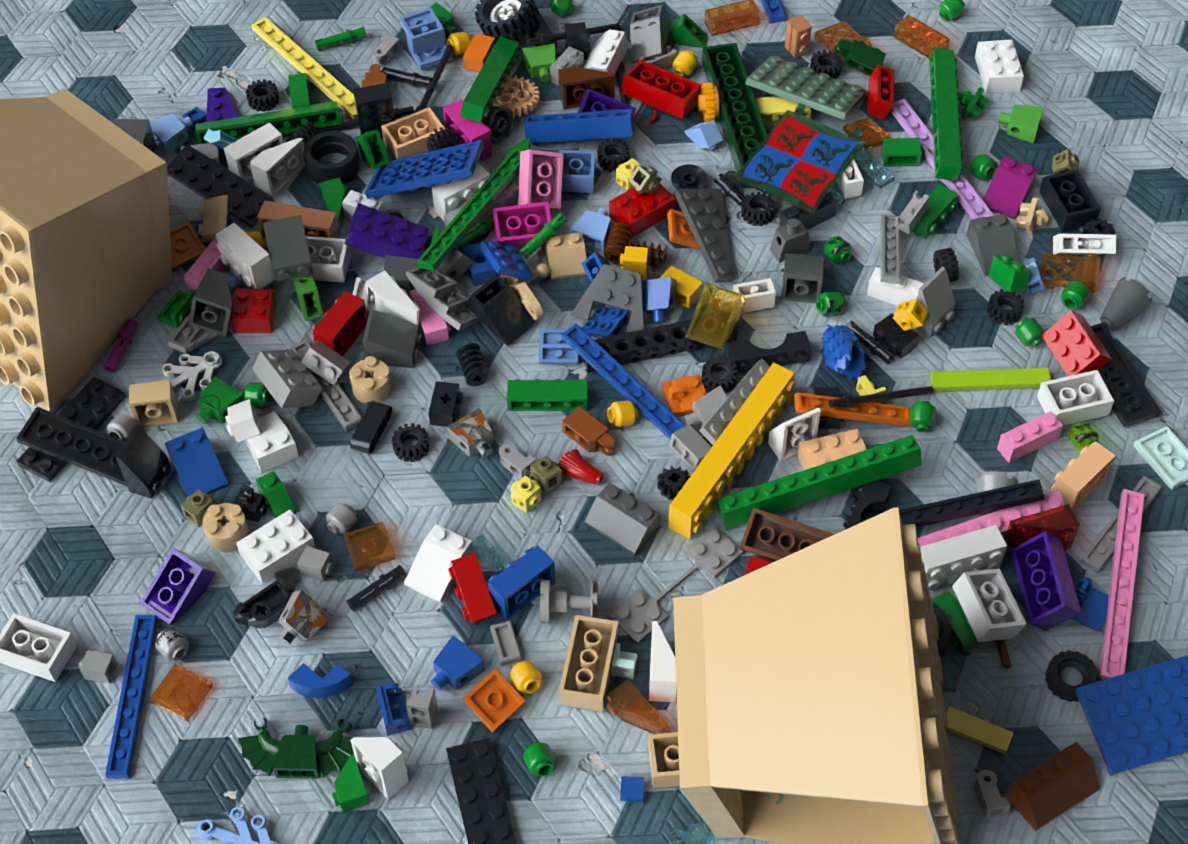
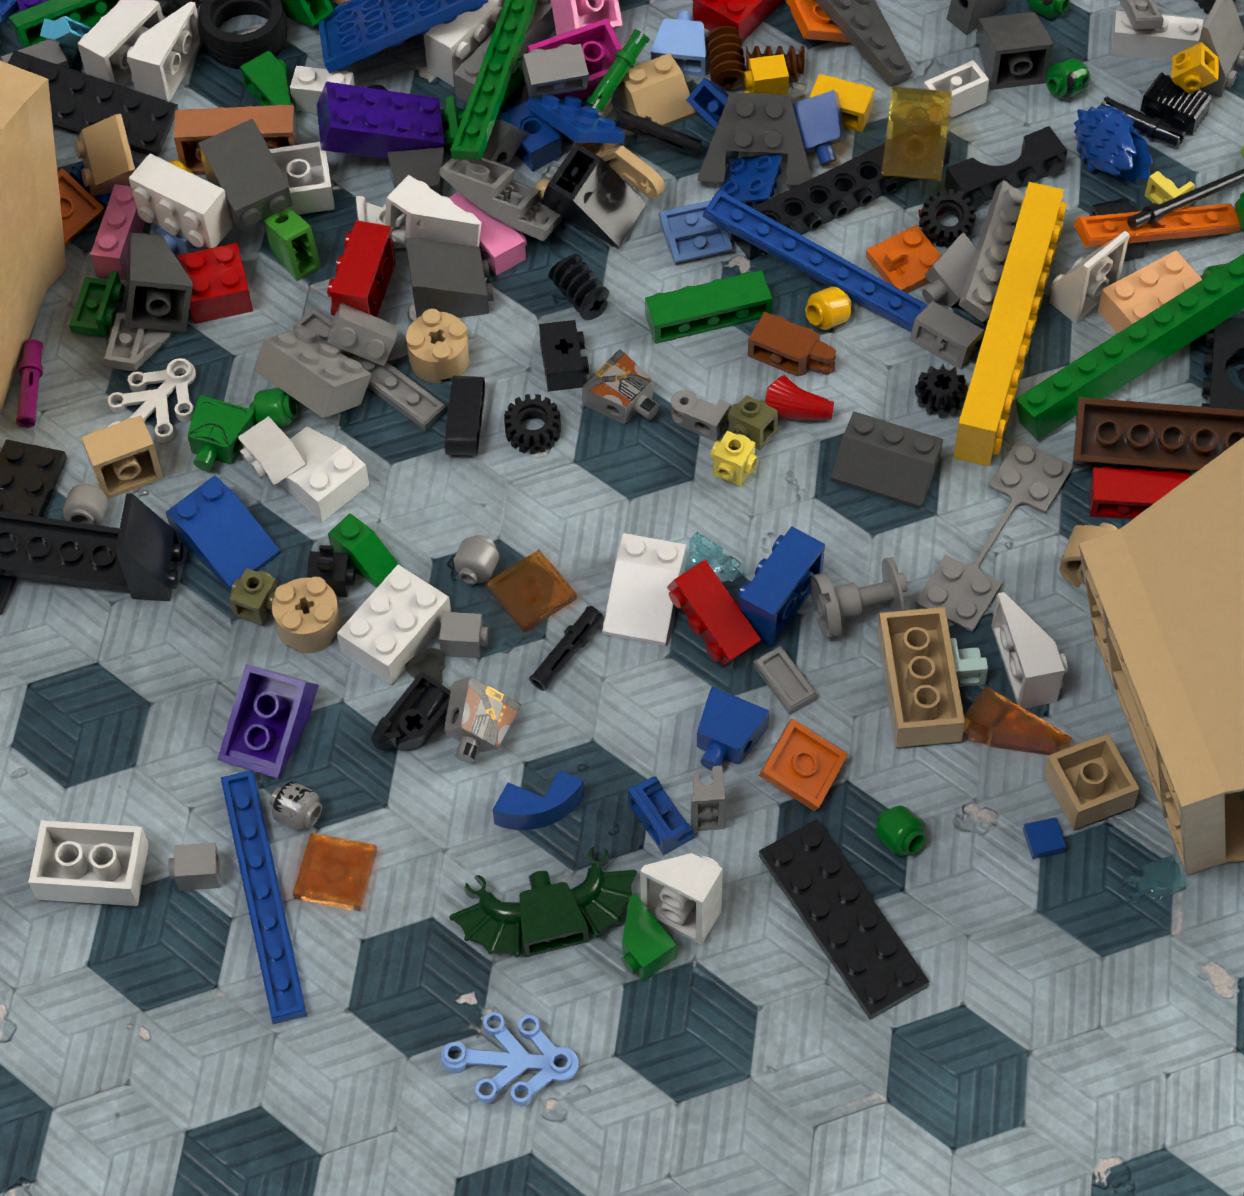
camera: 15 degrees left, 5 degrees up
(502, 227) = (555, 70): none -> light grey brick
(526, 677) = (836, 720): yellow head -> none
(556, 279) = (646, 128): none -> black pin

